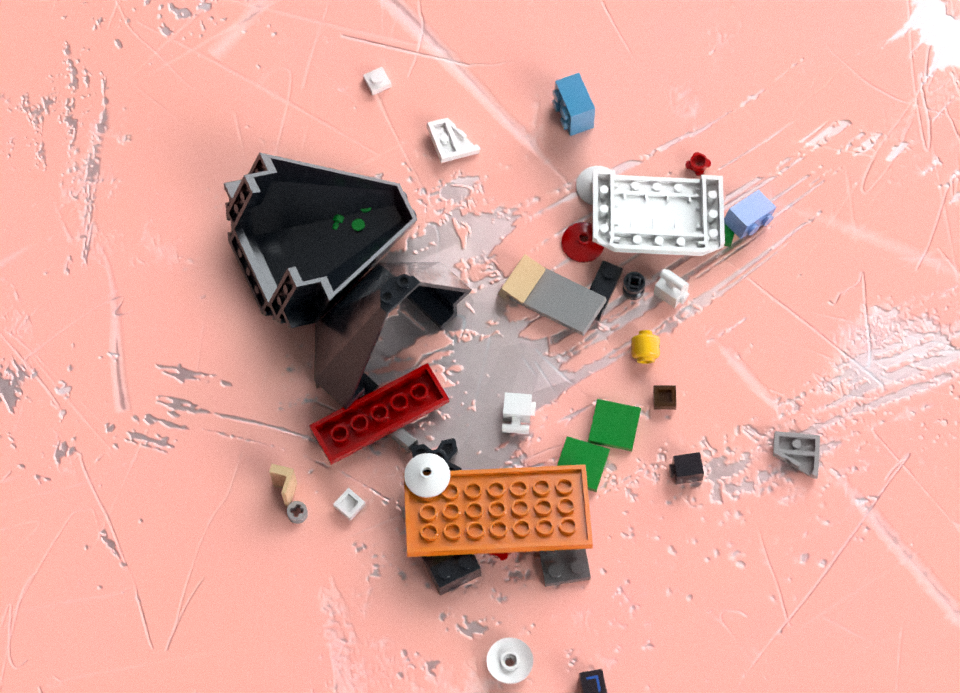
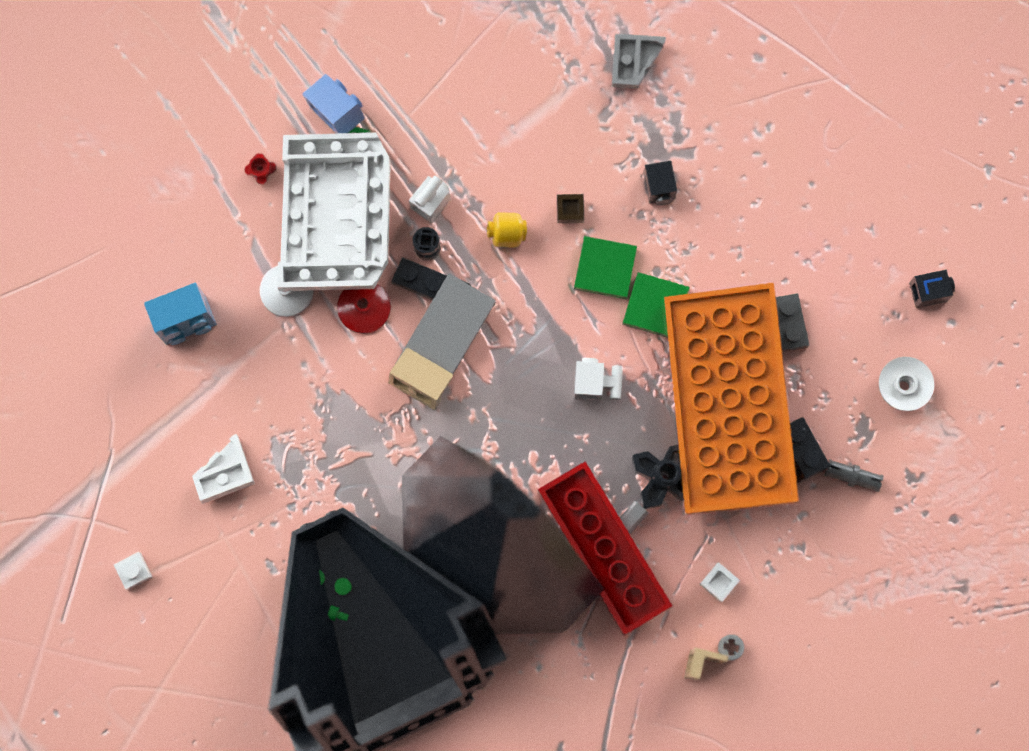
camera: 90 degrees left, 10 degrees up
(427, 485) = (686, 496): white dish -> none
(433, 615) = (854, 475): none -> dark grey pin

